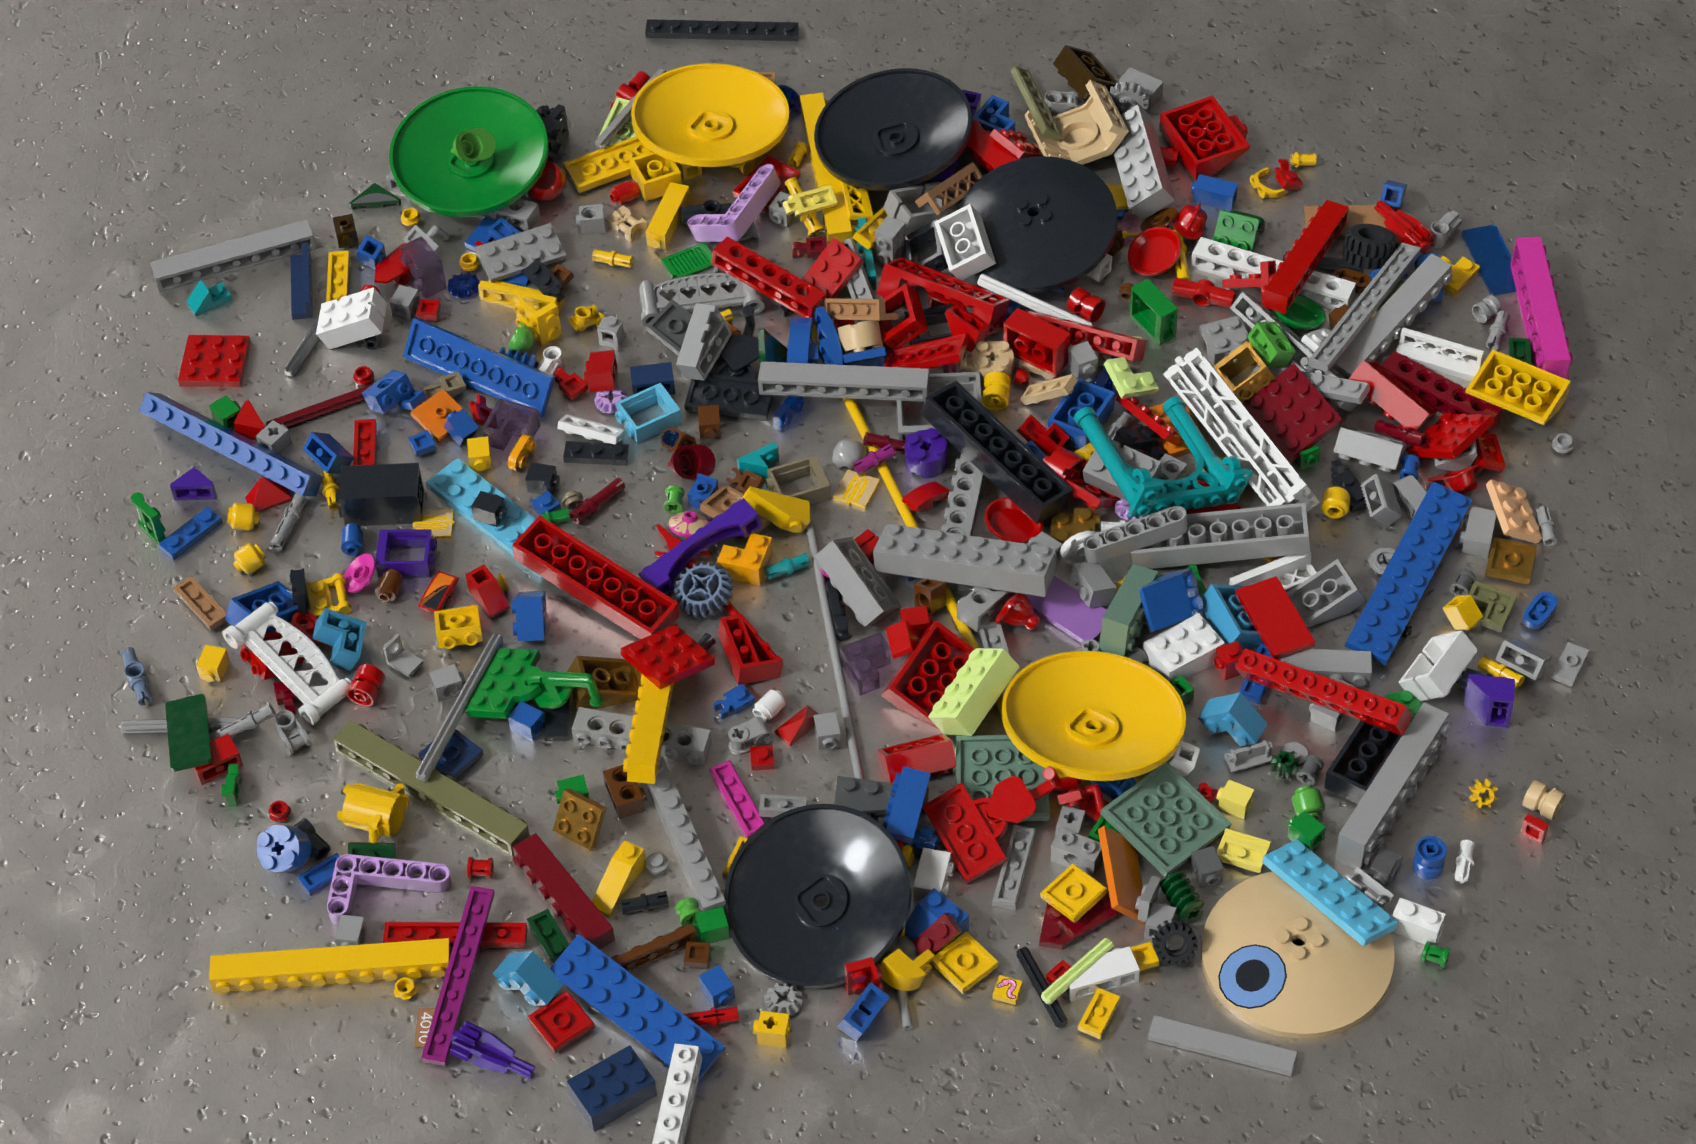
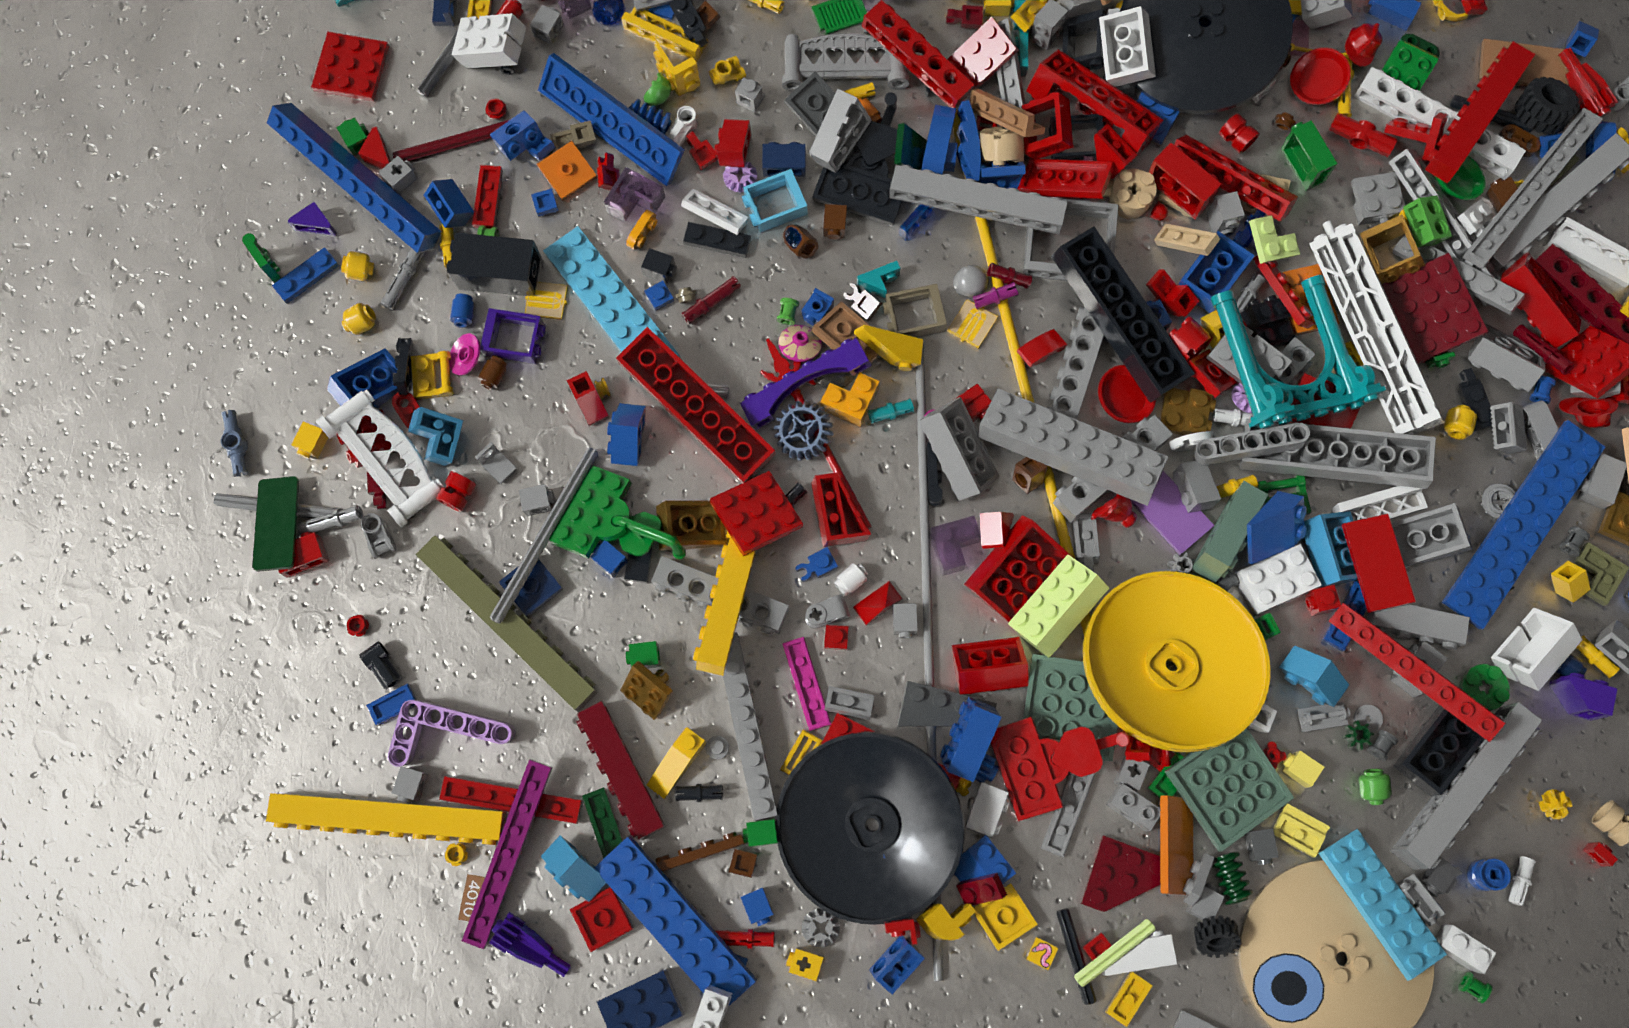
camera: 10 degrees right, 25 degrees up
(201, 603) = (306, 364): medium nougat plate -> none
(231, 788) = (313, 591): green plate -> none
(267, 495) = (383, 242): red slope -> none
(283, 848) = (352, 680): brick -> none
(374, 809) = (447, 646): yellow container -> none
(382, 850) = (440, 693): dark green plate -> none
(428, 309) = (569, 36): red plate -> none
(438, 591) = (540, 387): slope -> none
(458, 626) = (554, 434): yellow plate -> none
(461, 426) = (584, 189): blue brick -> none
(479, 453) = (600, 225): yellow brick -> none
(480, 867) = (544, 725): red bush -> none
(489, 508) = (600, 299): black brick -> none
(557, 516) = (666, 313): green pin -> none
(621, 791) = (687, 662): reddish brown brick -> none
(686, 909) = (741, 813): bright green wheel -> none
(691, 460) = (811, 269): dark red piece -> none
(917, 617) = (1011, 500): red brick -> none
(925, 453) = (1038, 298): dark purple brick -> none
(996, 391) = (1131, 229): yellow wheel -> none
(1026, 299) = (1184, 124): white axle -> none
(1073, 893) = (1124, 860): yellow plate -> none
(1145, 956) = (1183, 939): yellow plate -> none
(1159, 219) = (1331, 35): reddish brown dish -> none
(1306, 830) = (1368, 821): green brick -> none

